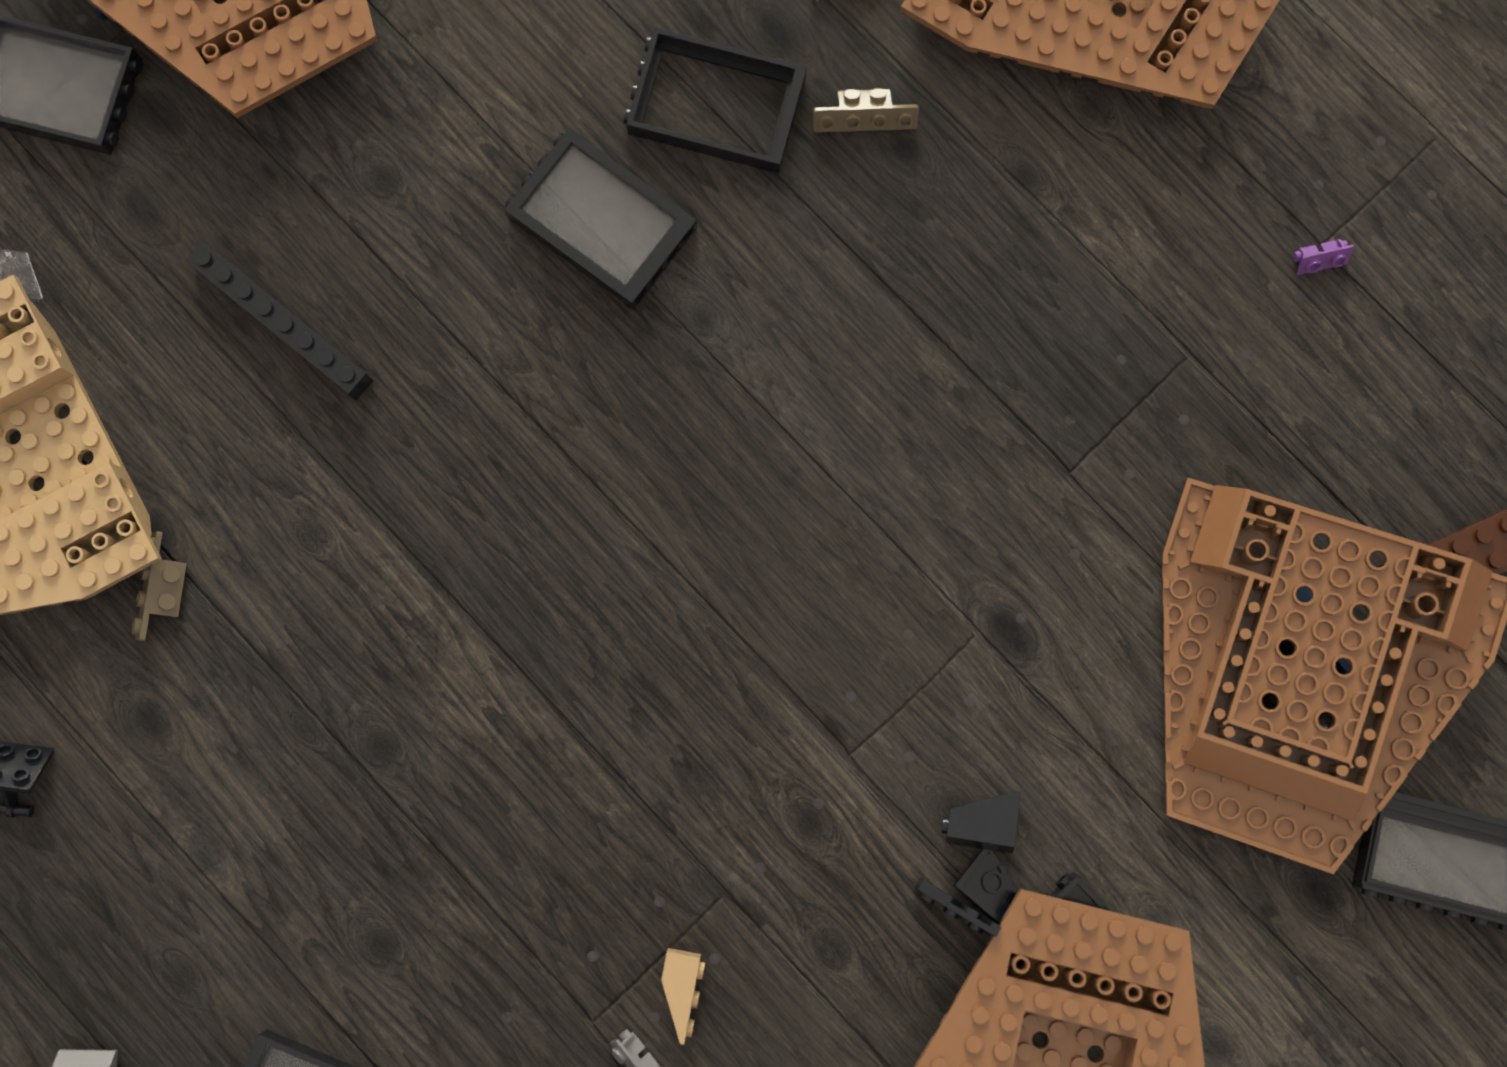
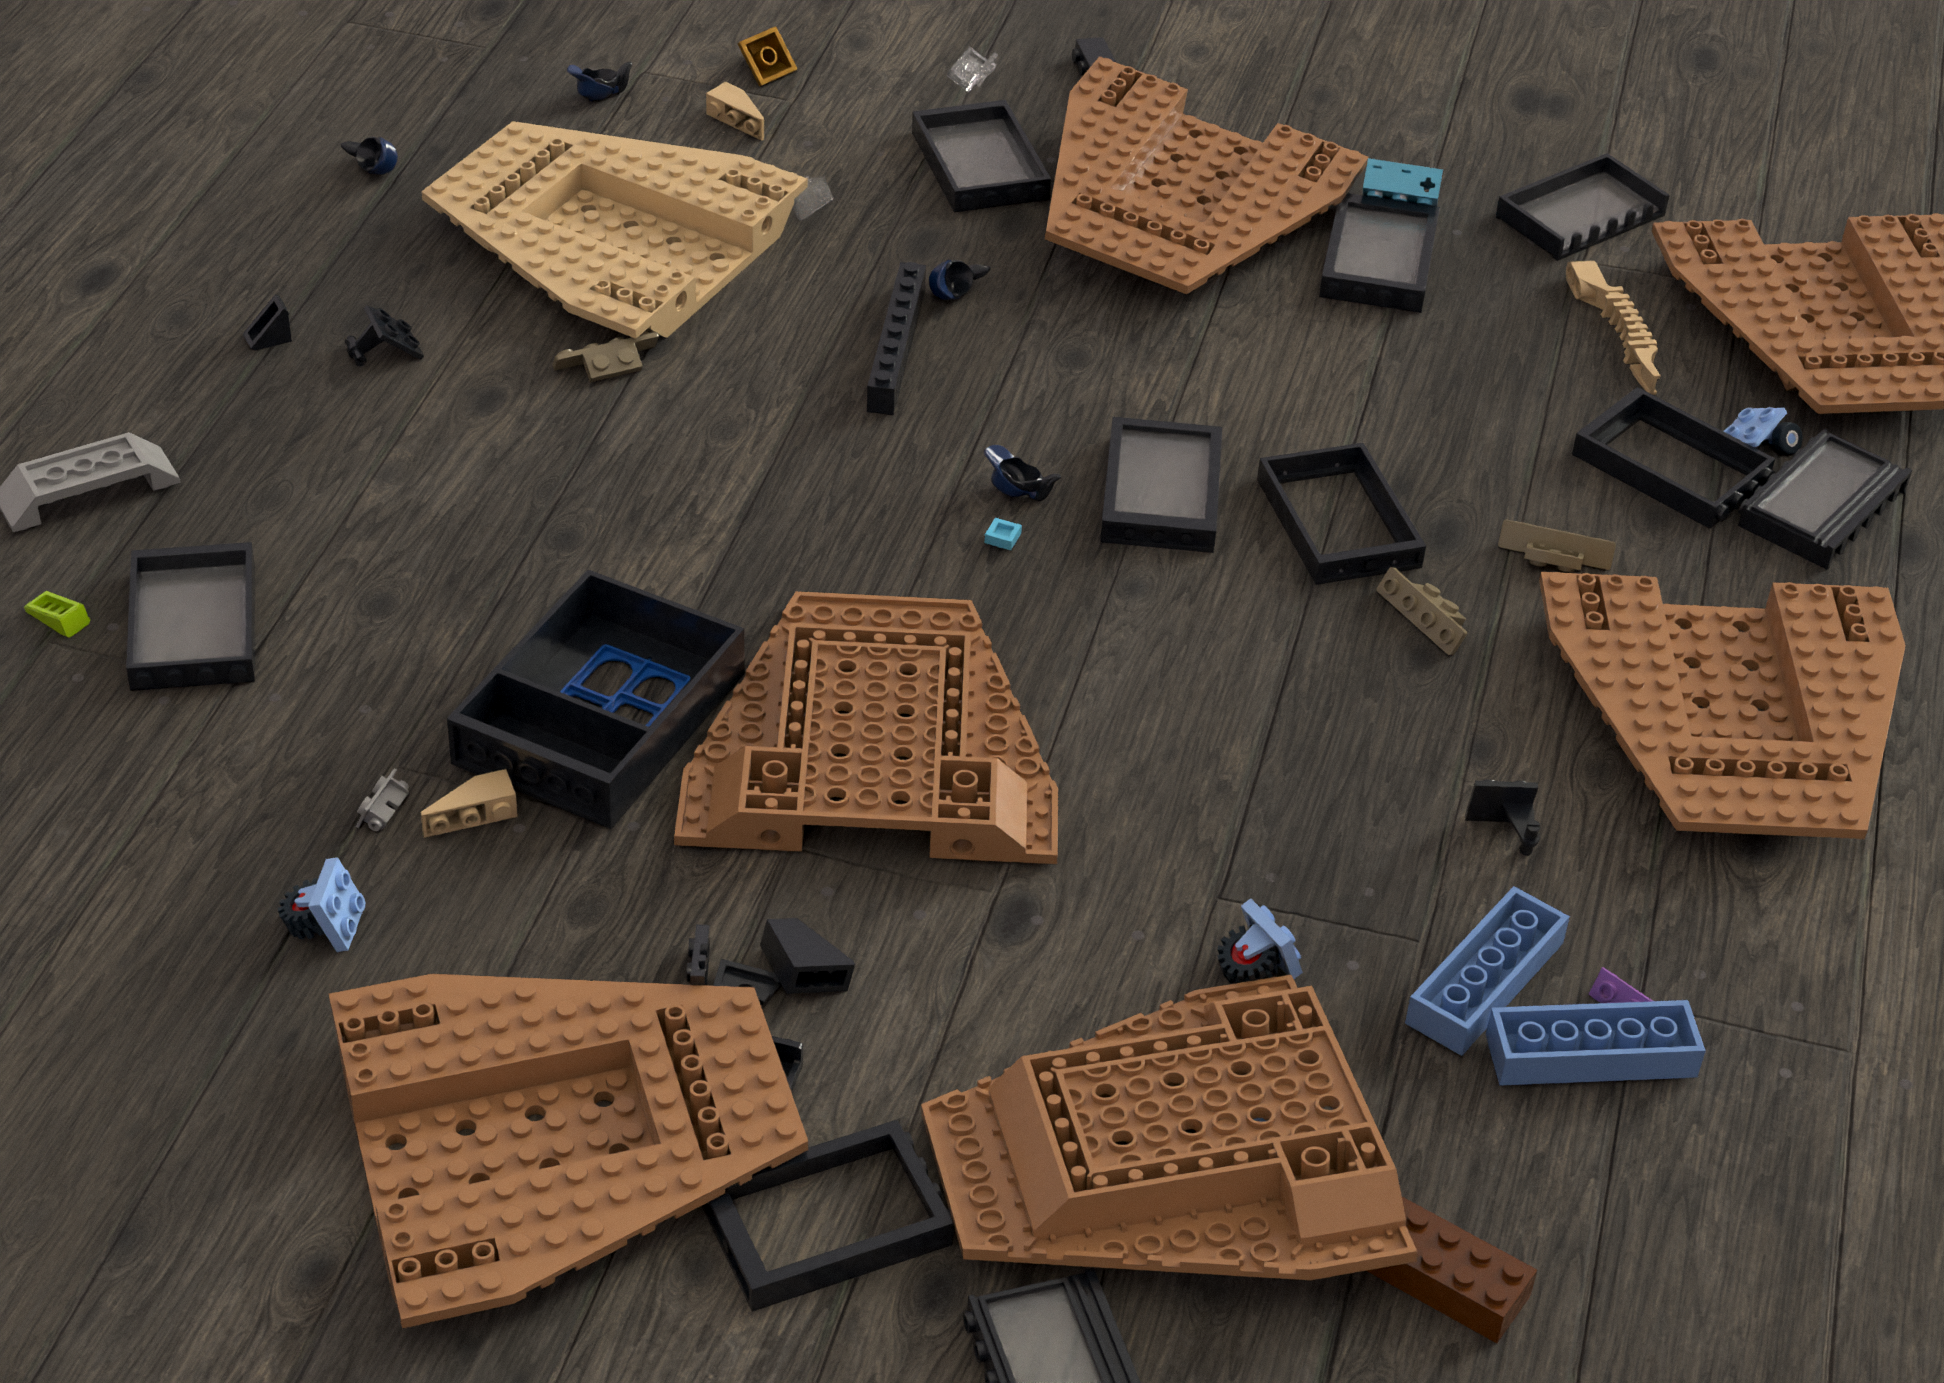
camera: 60 degrees right, 40 degrees down
(225, 222) = (954, 278): none -> black hair
(530, 333) = (1016, 477): none -> hair
(589, 386) = (1003, 534): none -> medium azure plate
(661, 887) = (584, 753): none -> black panel
(746, 721) = (970, 750): none -> medium nougat wing
(1123, 204) = (1507, 803): none -> black plate
(1156, 487) = (1259, 950): none -> plate
(1180, 918) = (844, 1263): none -> black window
(1259, 336) = (1486, 970): none -> medium blue brick
(1361, 312) = (1594, 1042): none -> medium blue brick

